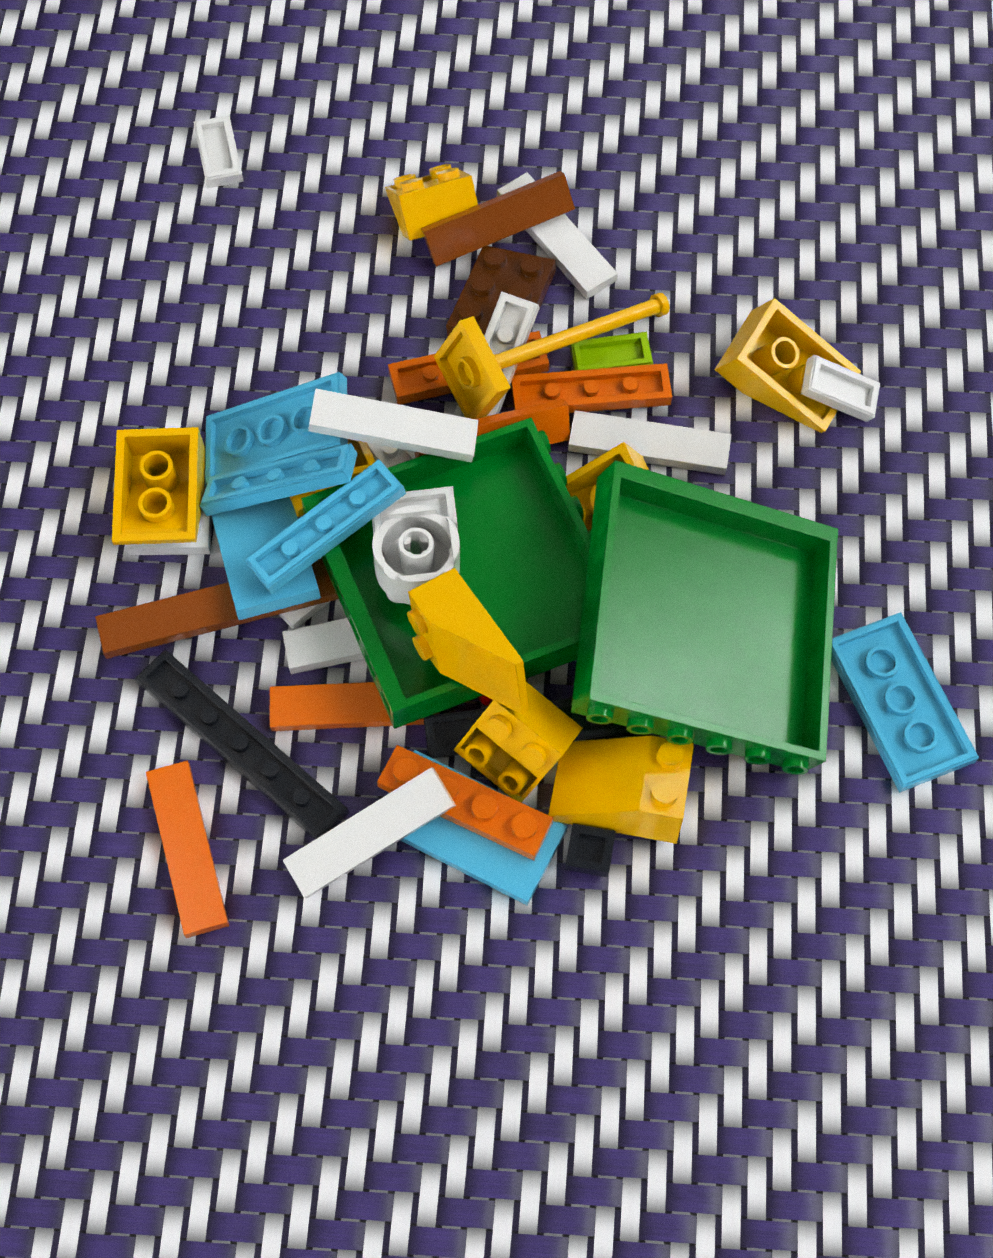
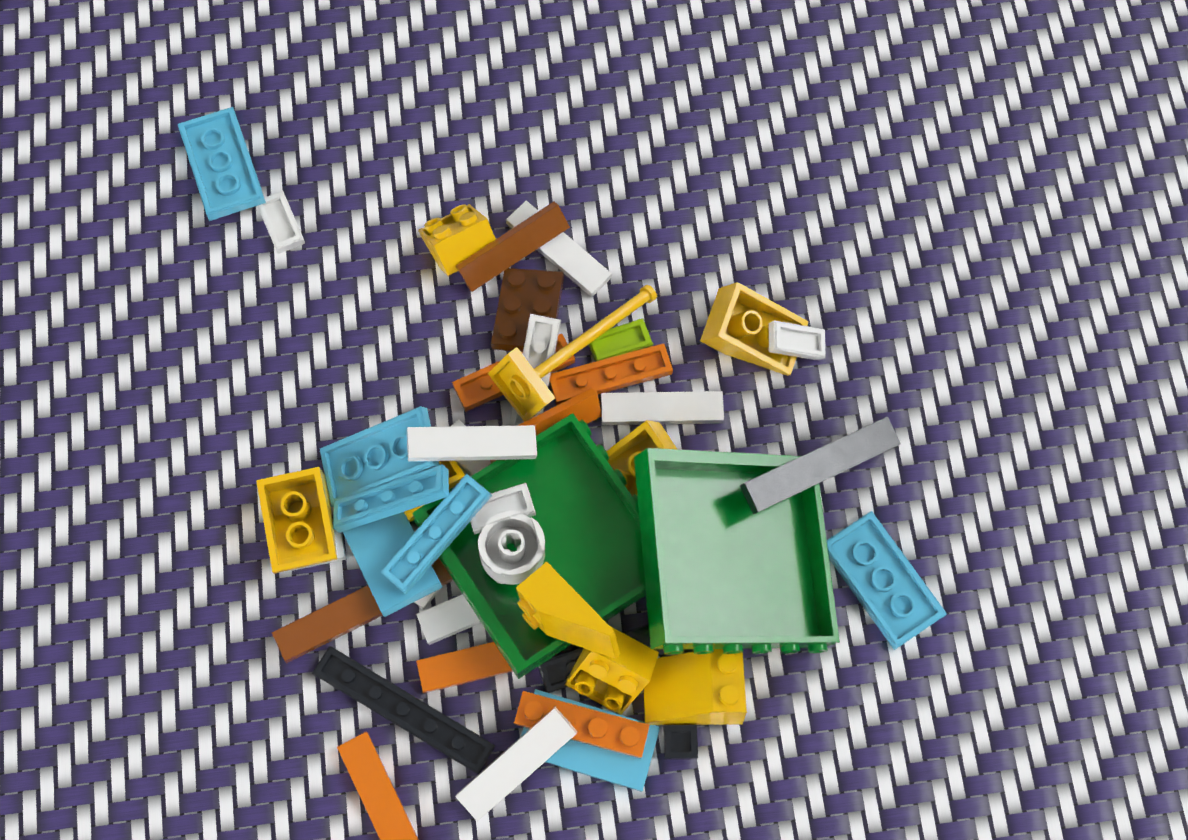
camera: 15 degrees left, 5 degrees up
(162, 74) = (221, 163): none -> medium azure tile
(840, 537) = (819, 465): none -> tile

